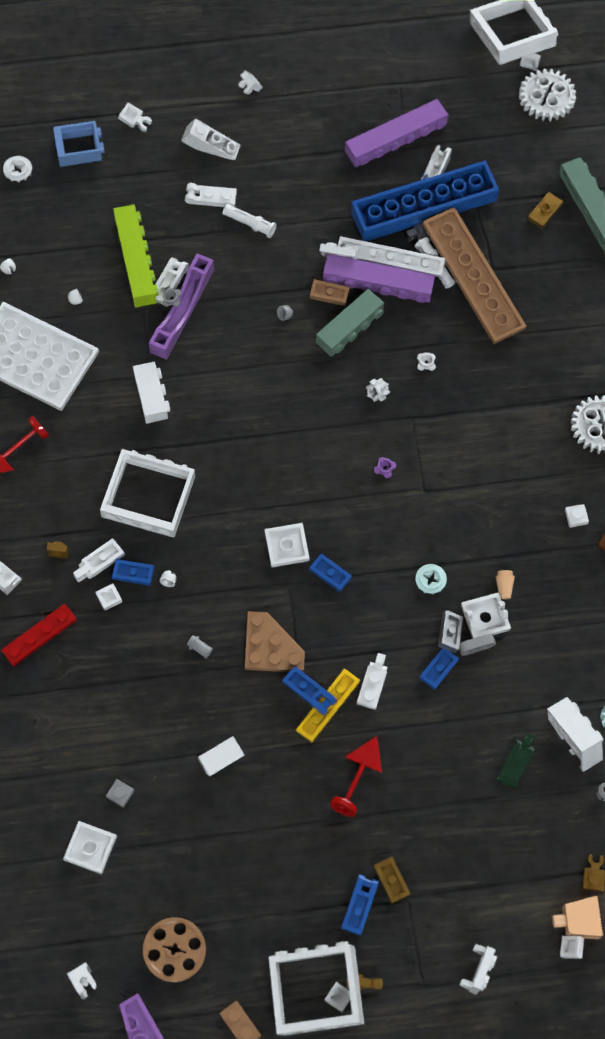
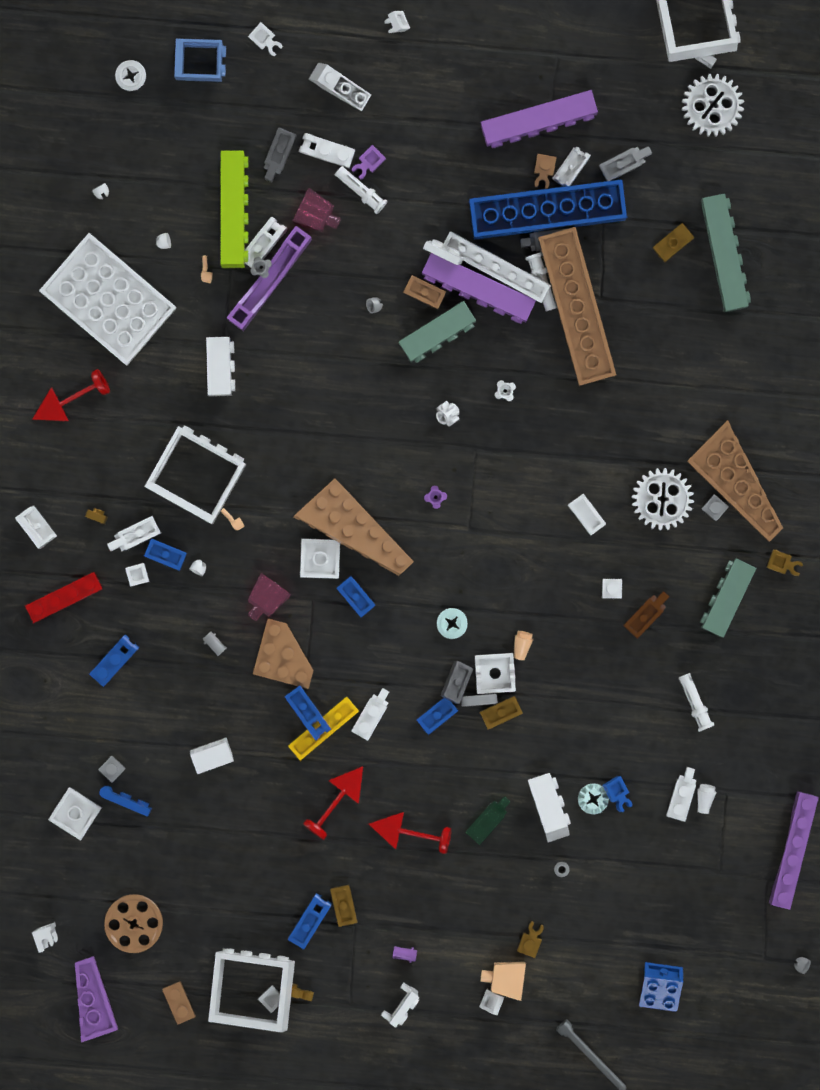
camera: 15 degrees right, 20 degrees up
(101, 685) = (113, 661): none -> blue plate
(121, 319) = (205, 276): none -> light nougat hand
(140, 820) = (125, 801): none -> blue plate
(167, 205) = (278, 153): none -> flat silver hinge
(197, 531) = (237, 524): none -> light nougat hand
(213, 244) = (315, 212): none -> clear pink torso
(243, 591) = (266, 597): none -> clear pink torso
(251, 195) = (370, 160): none -> medium lavender plate
(311, 508) = (348, 523): none -> medium nougat wing
(412, 171) = (544, 167): none -> medium nougat plate
(420, 790) = (390, 829): none -> red piece
(467, 917) = (405, 954): none -> medium lavender pin
(485, 151) = (624, 163): none -> light grey hinge
(501, 652) = (501, 712): none -> pearl gold plate
(533, 454) = (586, 514): none -> white tile

